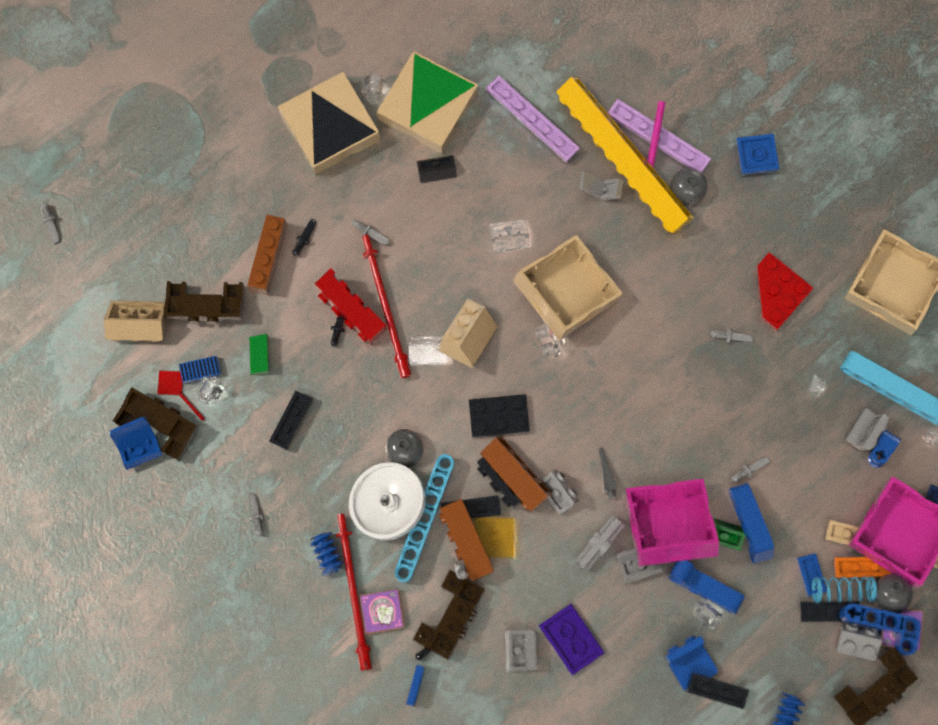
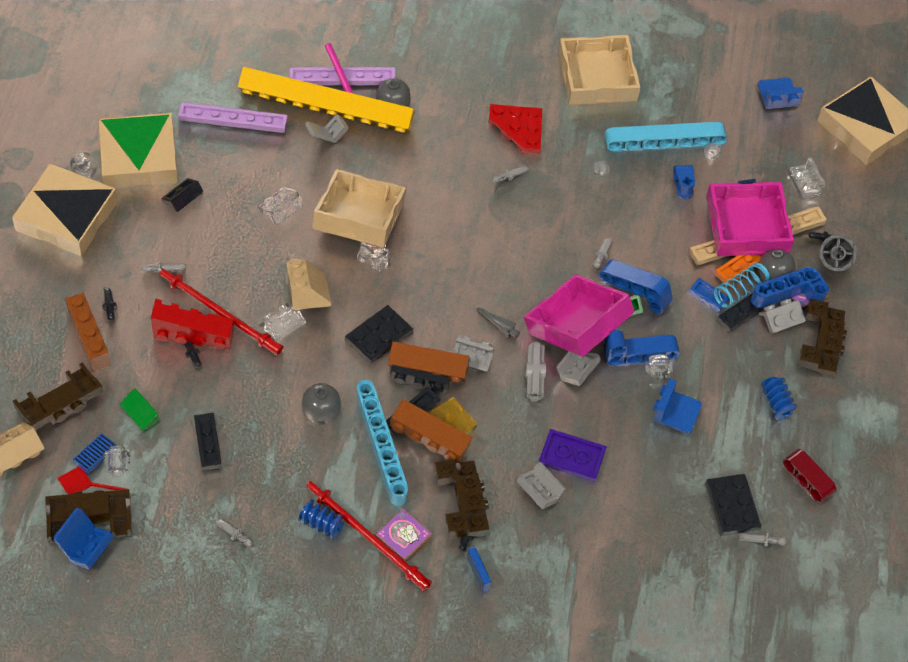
camera: 45 degrees left, 20 degrees down
(387, 501) = (340, 446): white dish -> none
(460, 571) = (445, 454): light grey piece -> none
(717, 690) = (713, 413): black plate -> none
(757, 154) = (426, 47): blue plate -> none
(867, 429) = (663, 173): light grey bracket -> none

